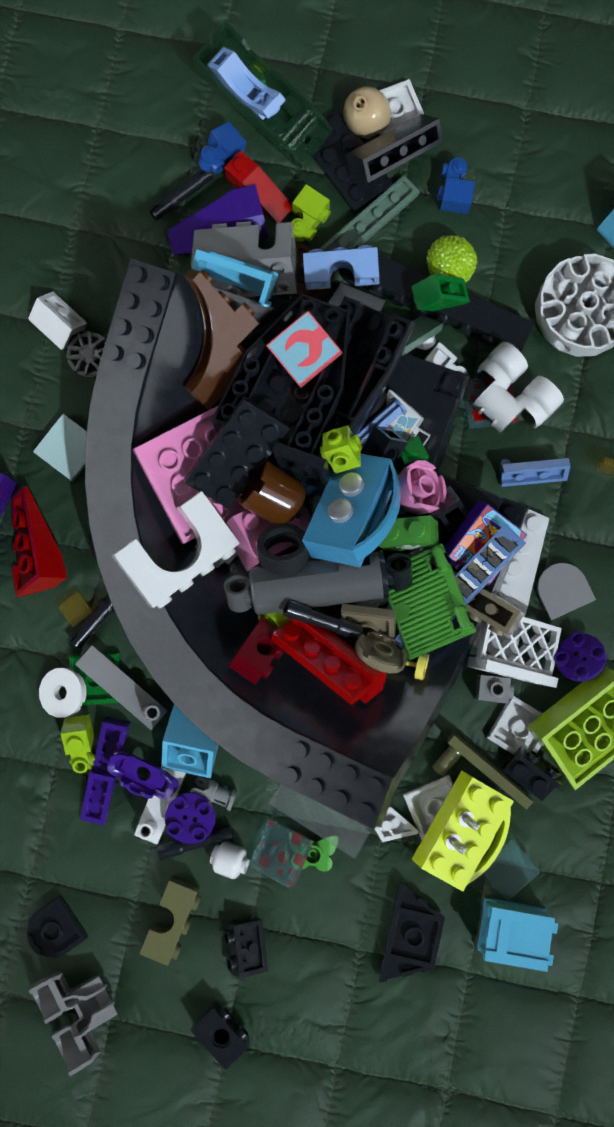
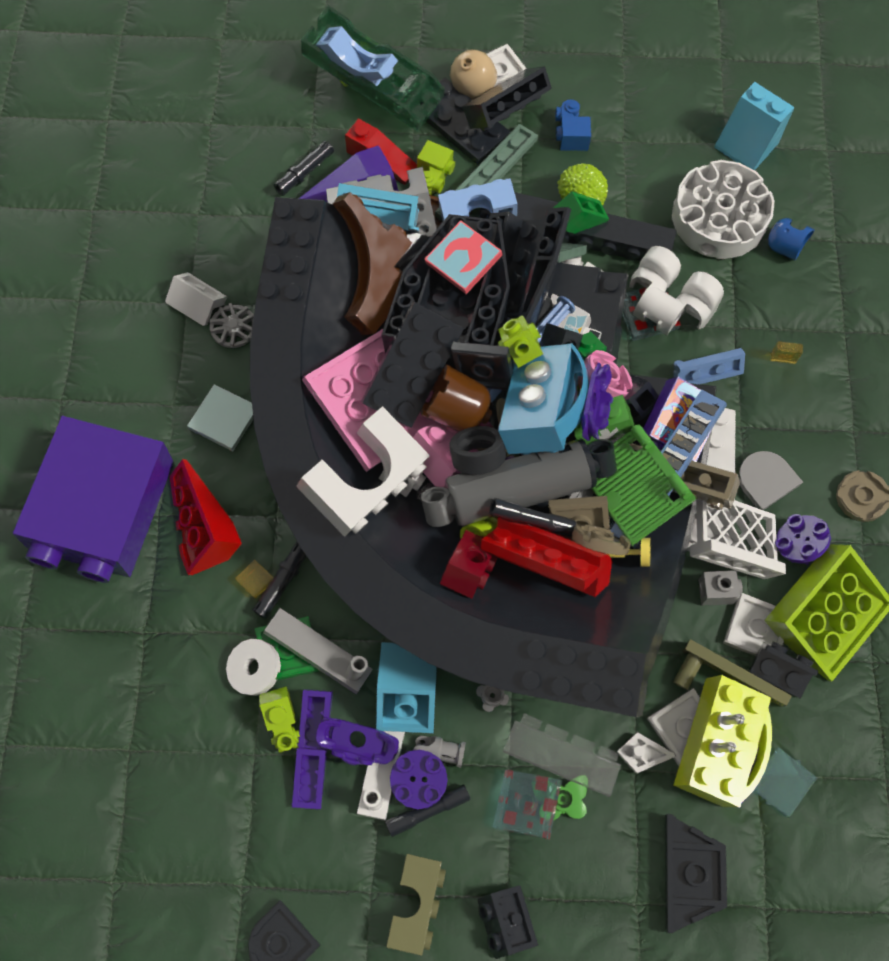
camera: 15 degrees left, 15 degrees down
(221, 148) = (337, 121): blue brick -> none
(229, 860) = (470, 822): white head -> none
(399, 536) = (597, 403): none -> dark purple piece
(516, 934) = (810, 845): medium azure container -> none

